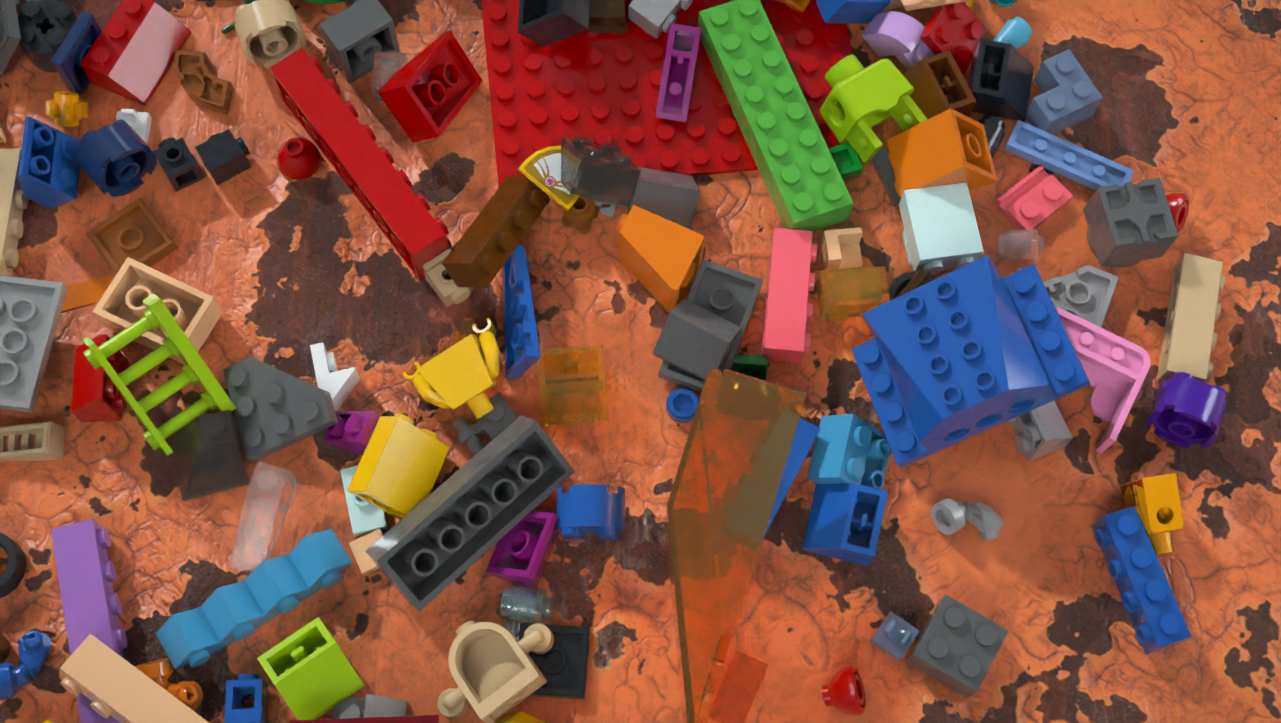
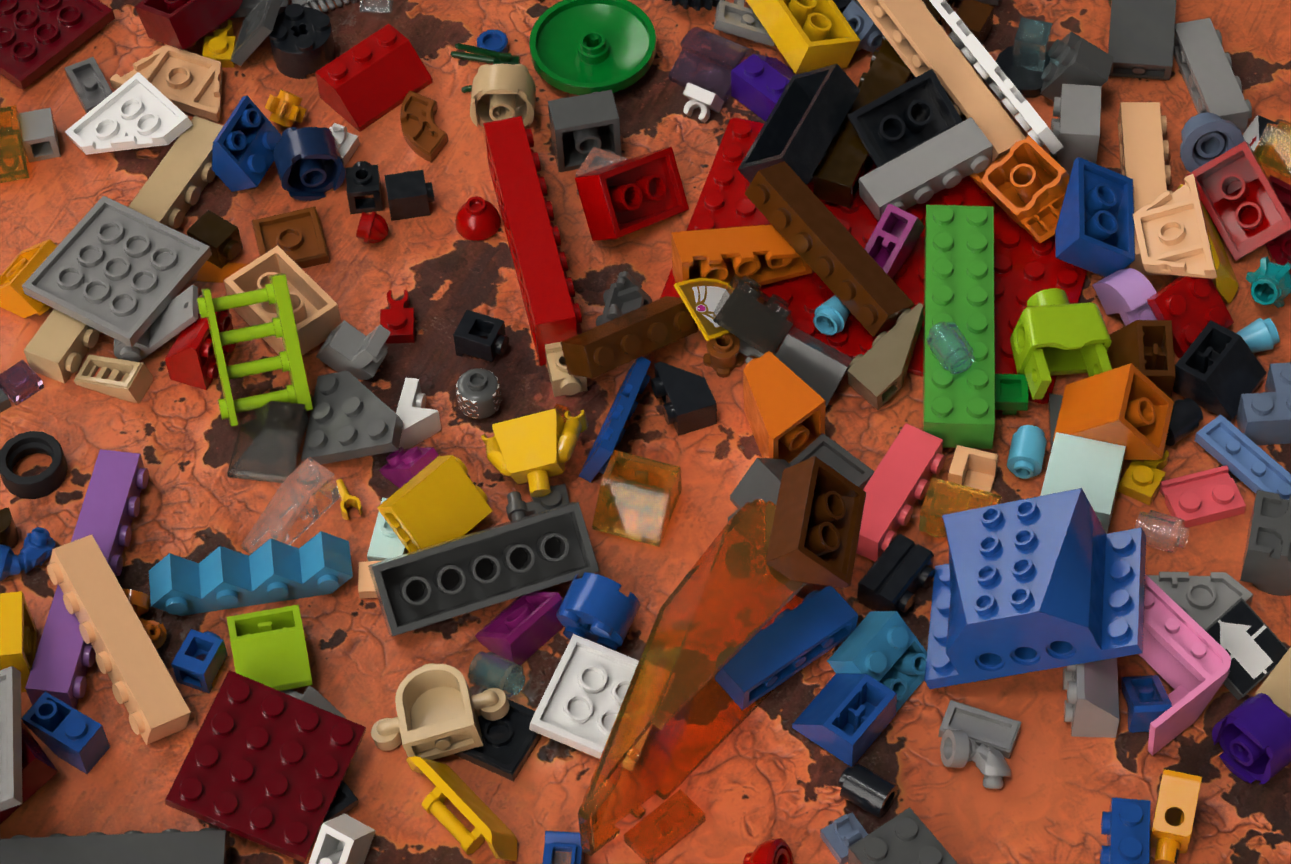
camera: 30 degrees right, 15 degrees down
(60, 264) = (219, 235): none -> dark brown brick
(63, 366) = (175, 318): none -> light grey door
(74, 50) = (314, 57): dark blue tile -> none
(205, 201) = (372, 228): none -> red plate
(247, 334) = (353, 351): none -> light grey brick
(270, 286) = (398, 320): none -> red plate
(306, 482) = (347, 500): none -> yellow hand
(350, 269) = (480, 336): none -> black brick
(382, 334) = (478, 393): none -> dark grey head
(470, 195) = (622, 298): none -> dark grey piece
(557, 114) = (736, 250): none -> orange wedge
(567, 268) = (685, 398): none -> black slope
(625, 596) = (584, 696): none -> white plate
(635, 83) = (828, 248): none -> reddish brown brick
(661, 142) = (831, 316): none -> medium azure cone
(729, 174) = (884, 367): none -> dark tan slope
(782, 382) = (816, 525): none -> reddish brown slope
(790, 146) = (950, 347): none -> clear light blue brick
(826, 373) = (896, 576): none -> black brick
(878, 212) = (1027, 452): none -> medium azure brick
(894, 585) = (867, 790): none -> black brick
(956, 484) = (982, 726): none -> light grey tile
(984, 203) = (1143, 479): none -> yellow plate
(1084, 411) = (1145, 701): none -> blue slope
(1133, 321) = (1250, 644): none -> tile

